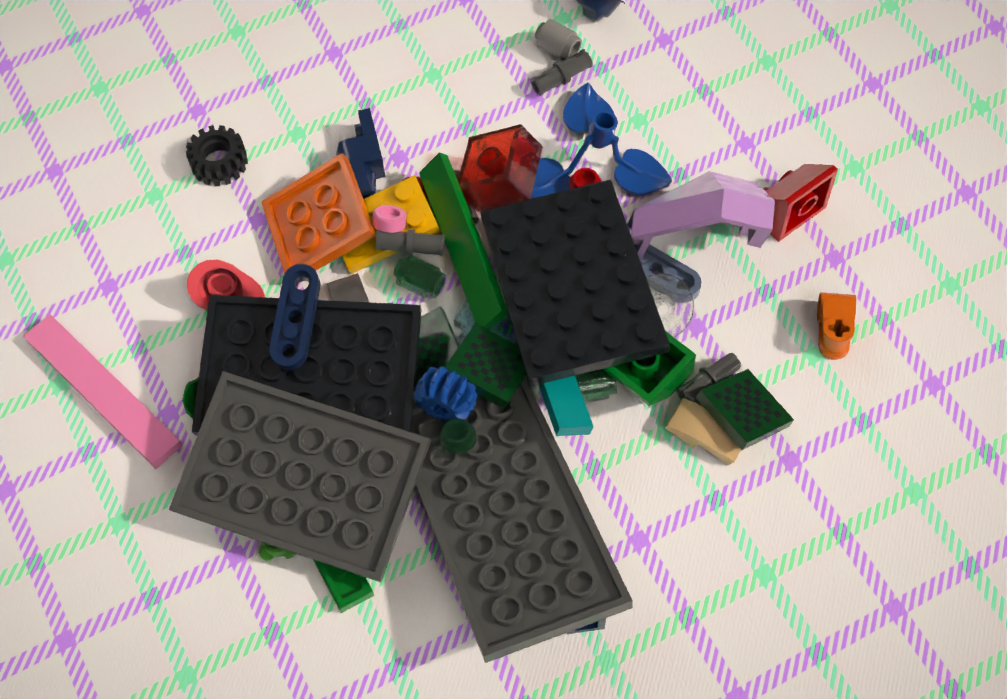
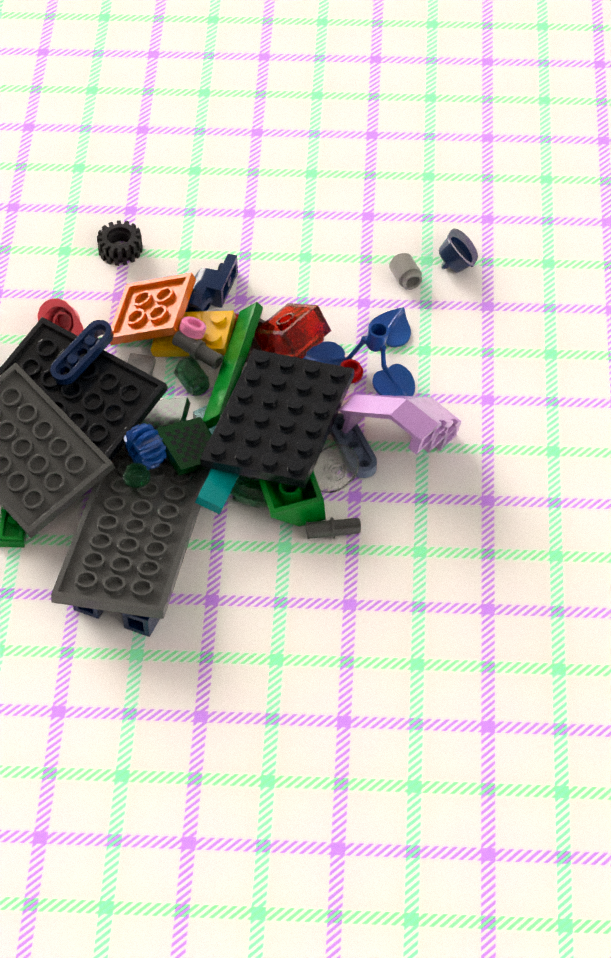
camera: 30 degrees right, 10 degrees down
(561, 72) = (392, 293): dark grey pin -> none
(697, 427) = (306, 557): tan slope -> none
(744, 409) = (339, 555): dark green tile -> none
(800, 196) = (482, 447): red slope -> none
(835, 324) = (447, 536): orange piece -> none

